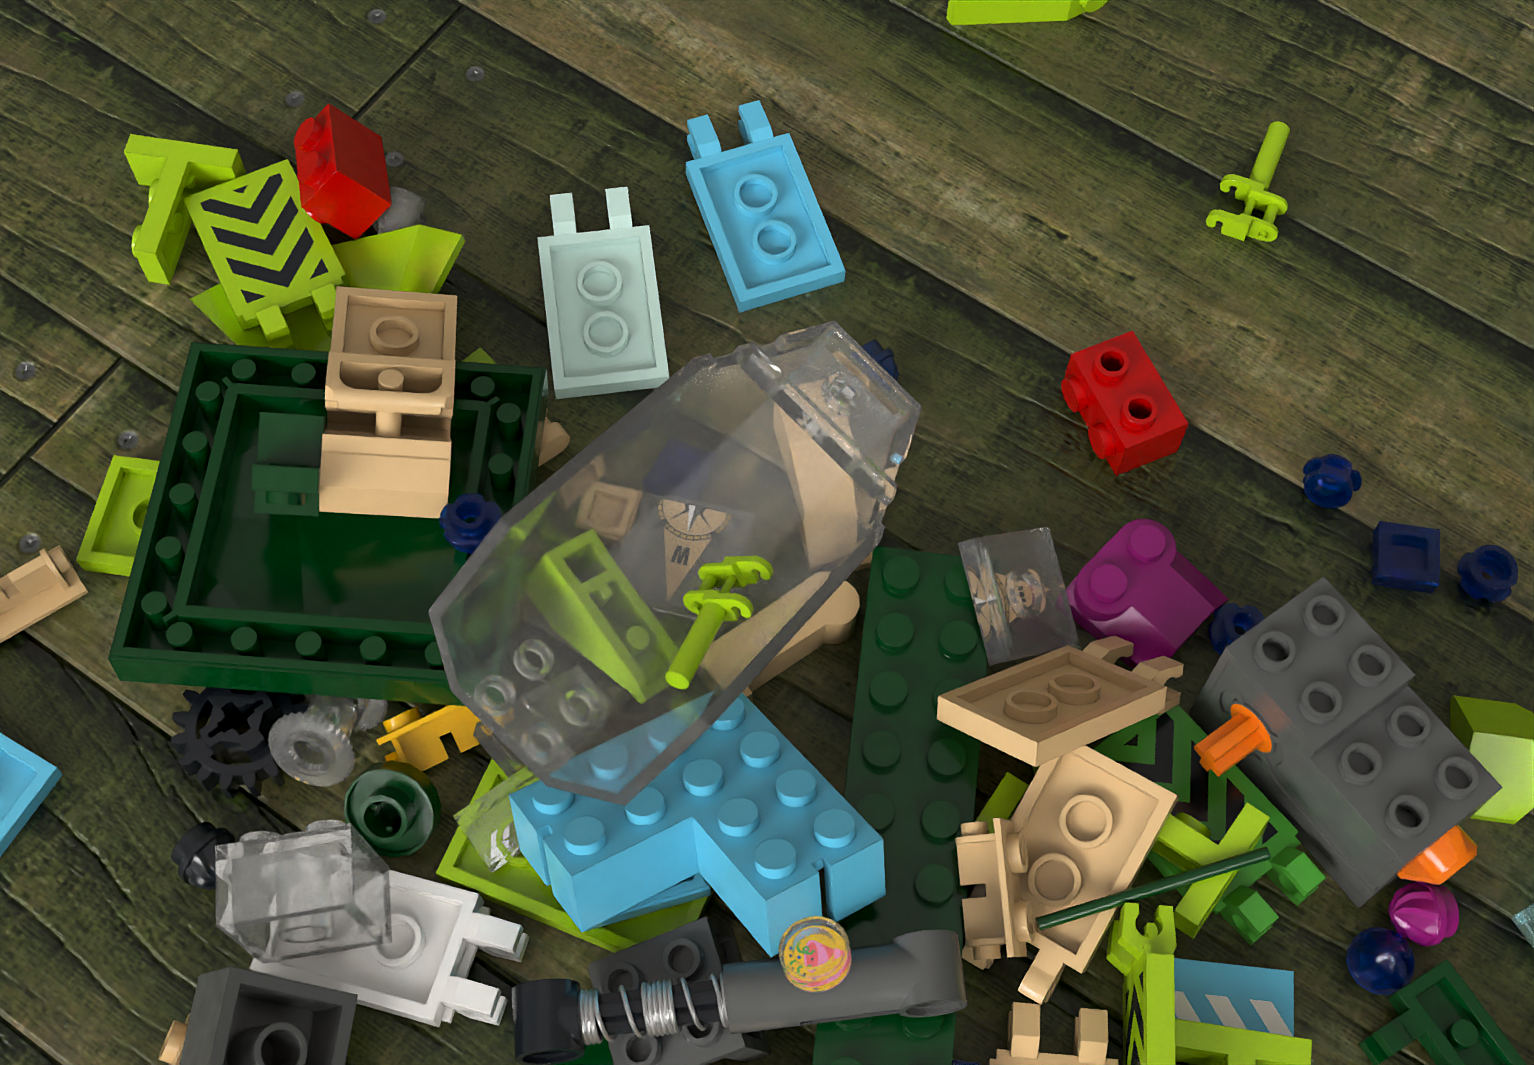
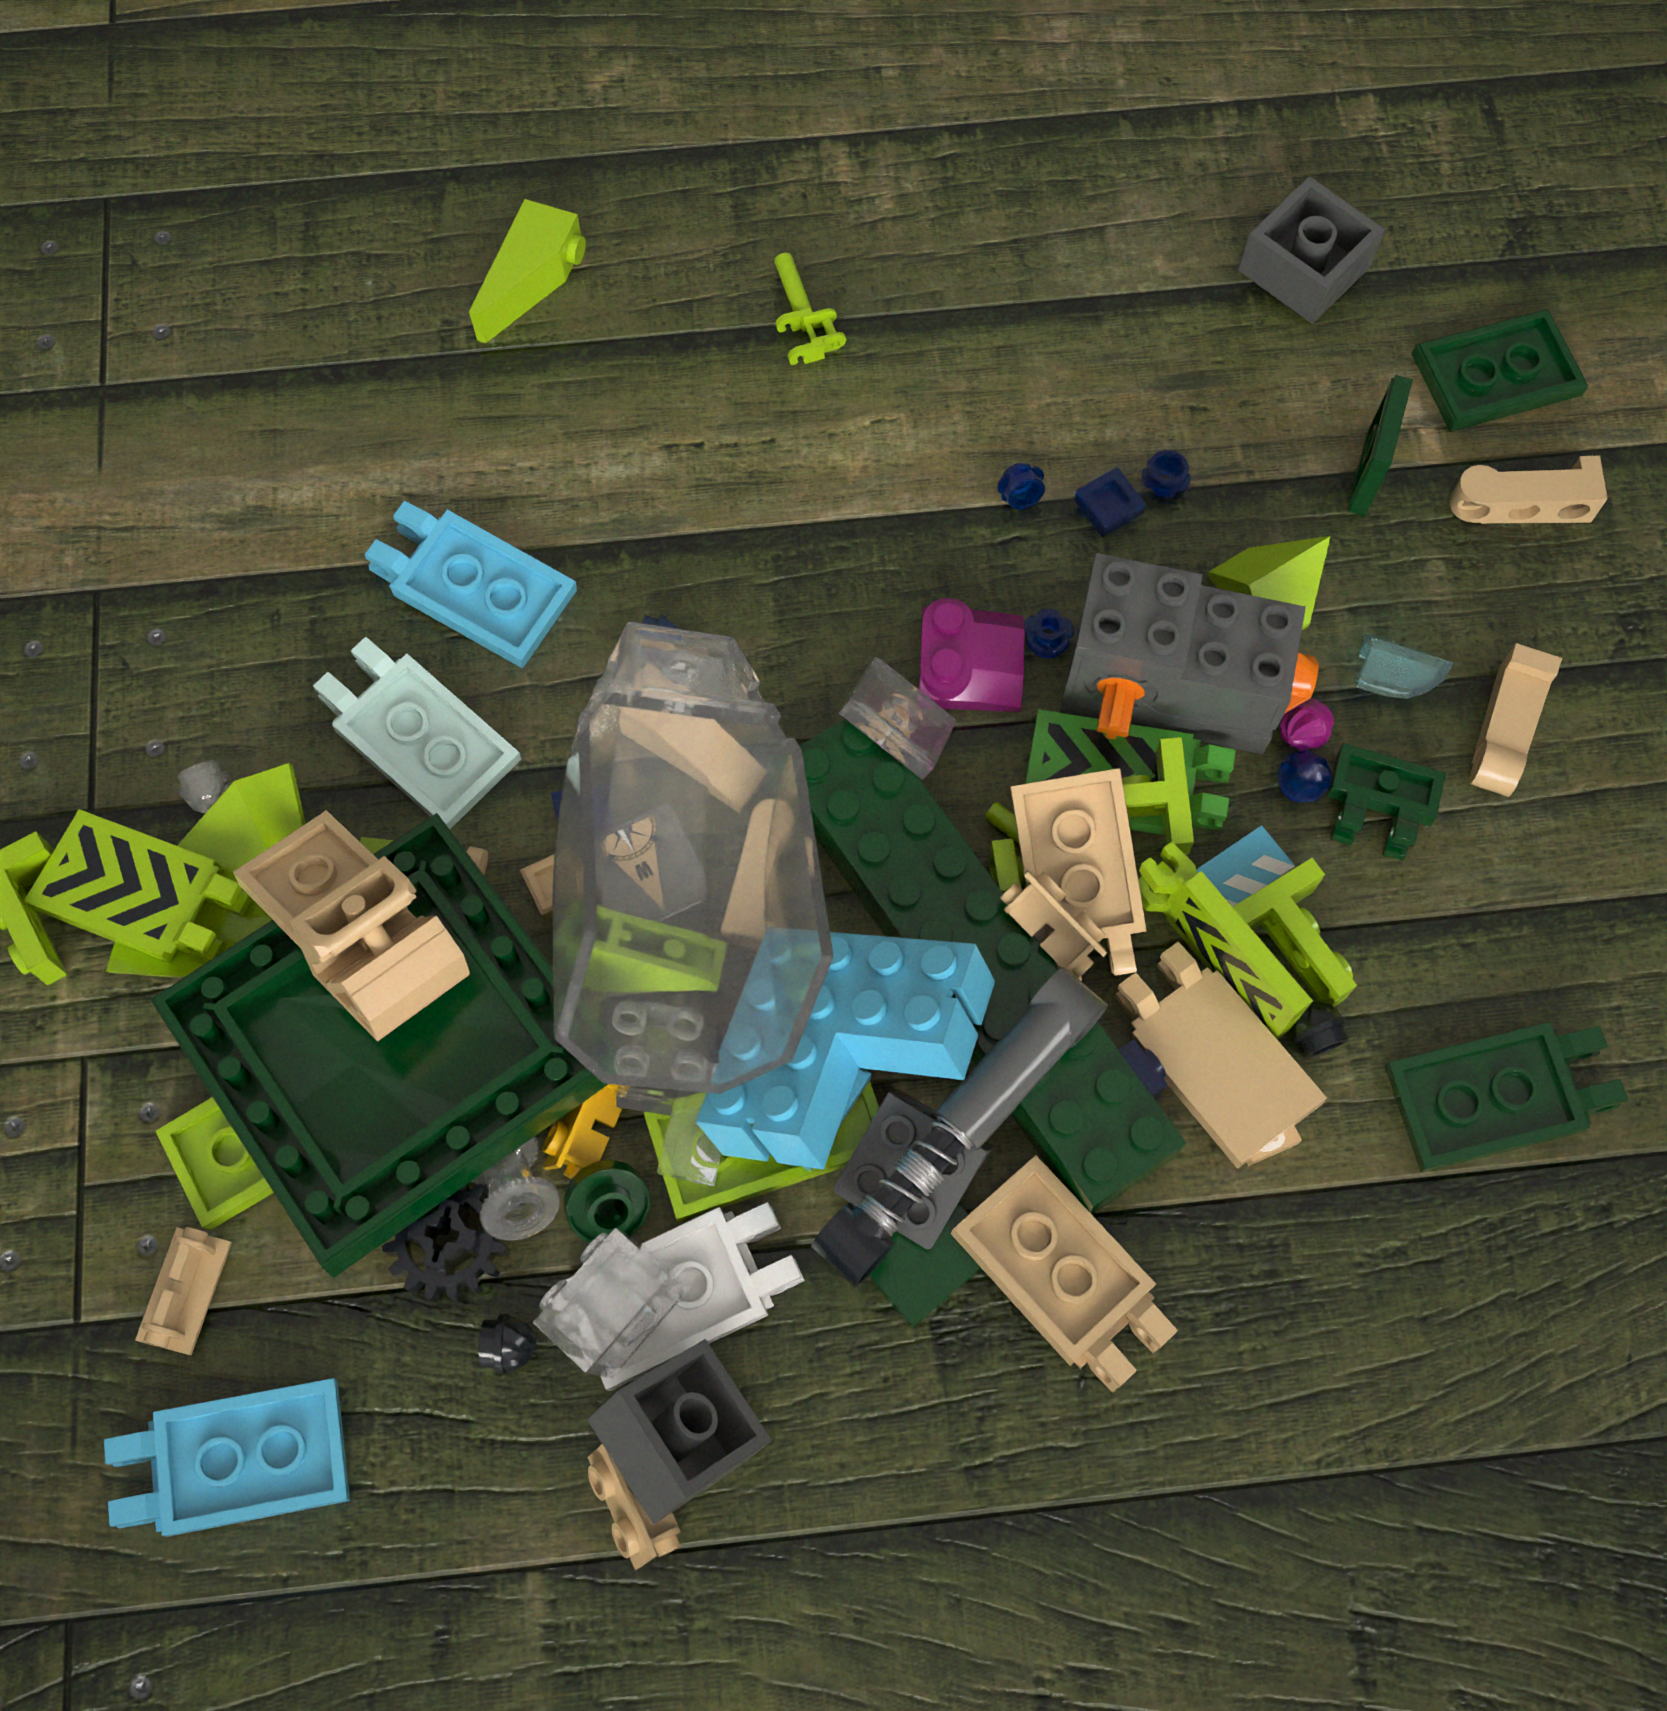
camera: 40 degrees left, 5 degrees up
(288, 464) = (324, 1024): dark green brick -> none
(341, 172) = (137, 787): red brick -> none
(464, 535) = (500, 974): clear blue plate -> none
(713, 609) = (713, 886): lime piece -> none
(815, 954) = (994, 1052): clear tile -> none
(1061, 700) = (991, 766): tan tile -> none
(1123, 403) = (847, 533): red brick -> none
(1152, 888) = (1149, 841): dark green axle -> none

